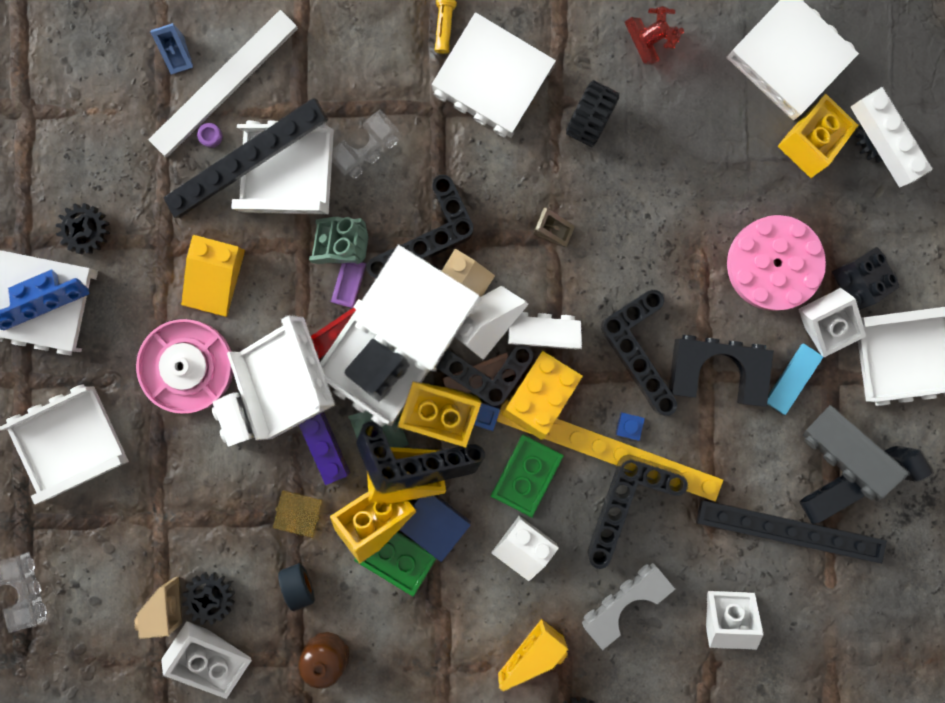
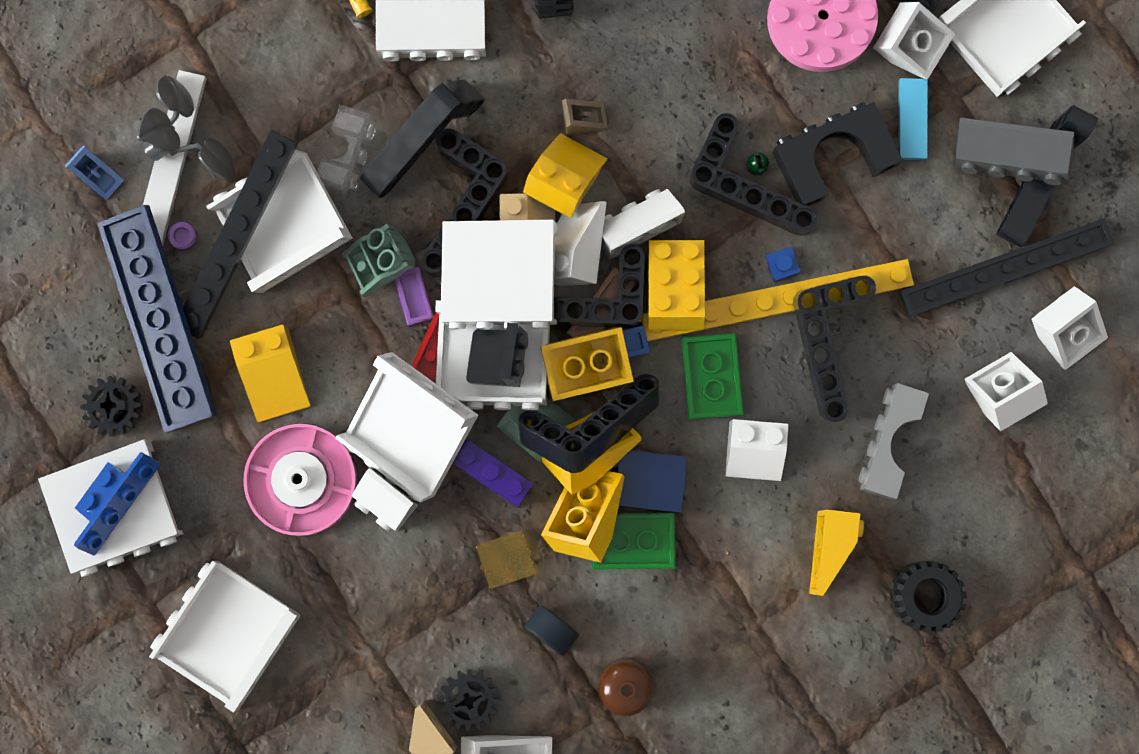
camera: 30 degrees left, 5 degrees down
(152, 184) = (156, 318): none -> plate
(229, 53) = (162, 138): none -> dark grey plant
(426, 165) = (443, 104): none -> black beam
(511, 263) = (564, 175): none -> yellow slope
(654, 339) = (752, 165): none -> dark green hinge
(809, 603) = (1070, 327): none -> white slope

